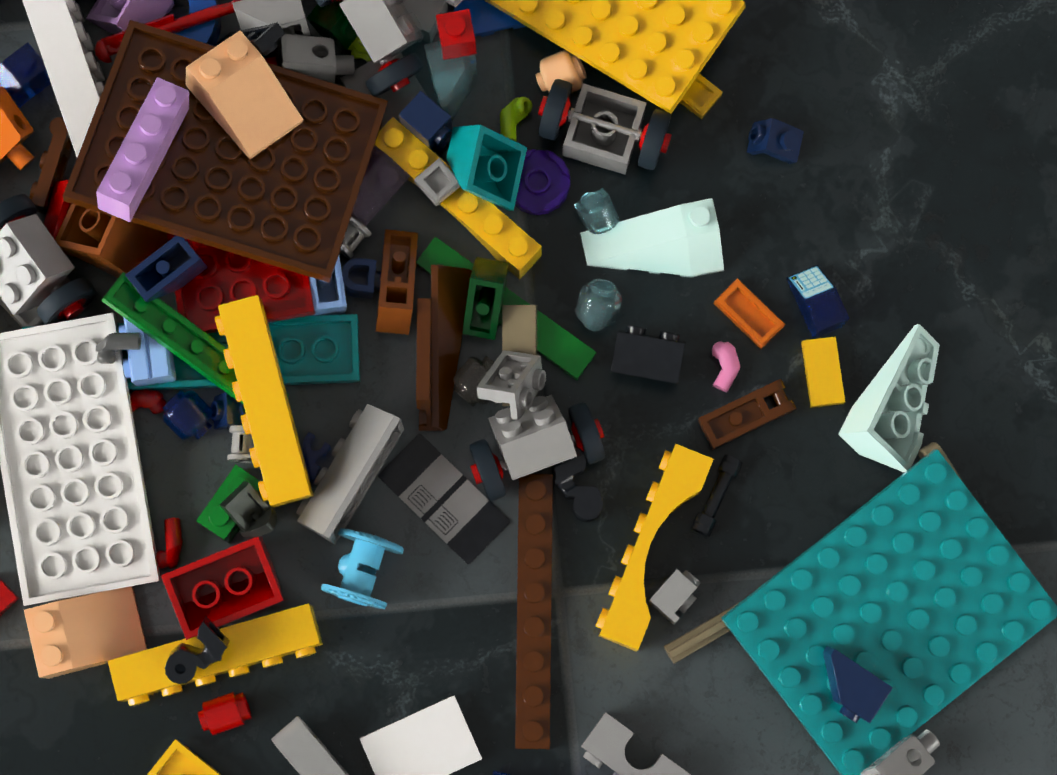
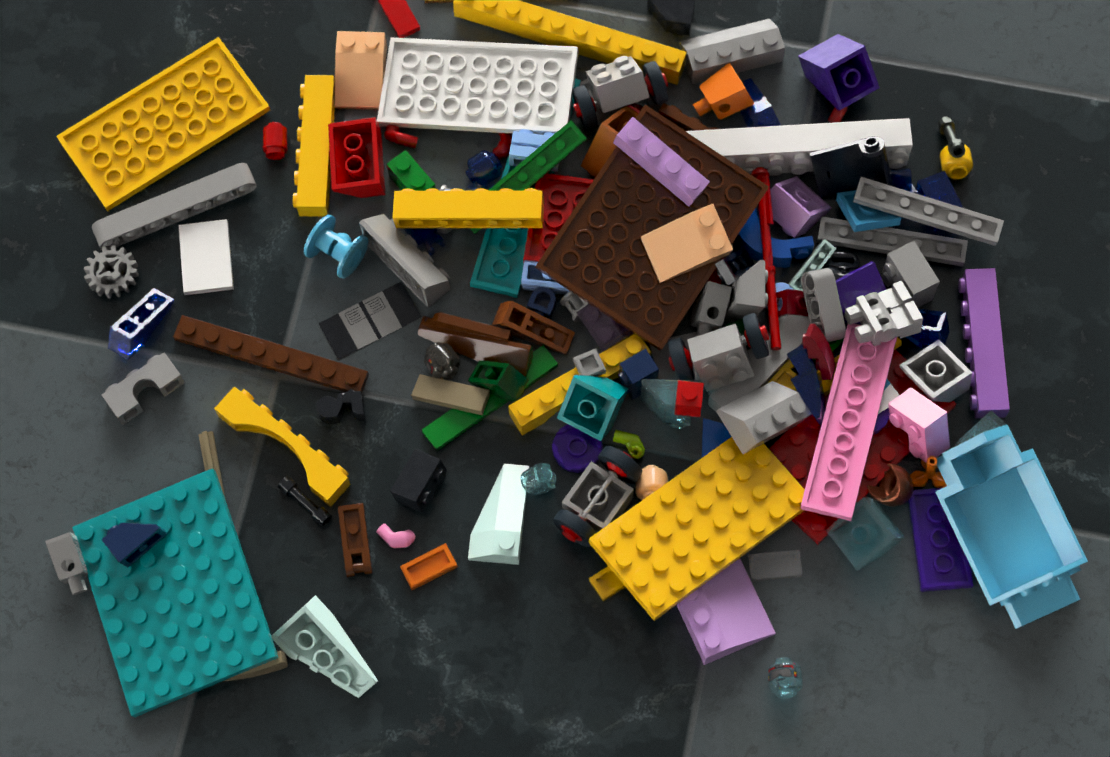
camera: 110 degrees right, 10 degrees down
(113, 343) = (541, 125): dark grey arm -> none
(166, 269) = (579, 165): dark blue slope -> none
(186, 658) = (314, 125): black leg -> none
(250, 511) = (397, 180): pearl dark grey tile -> none
(513, 380) = (427, 375): light grey bracket -> none
(534, 443) = (383, 382): light grey brick -> none
(598, 304) = (468, 457): clear light blue head -> none
(675, 595) = (243, 448): light grey brick -> none
(775, 140) = (552, 625): dark blue bracket -> none
(818, 301) = (420, 615): clear blue slope -> none
(823, 372) = (367, 605): yellow tile -> none

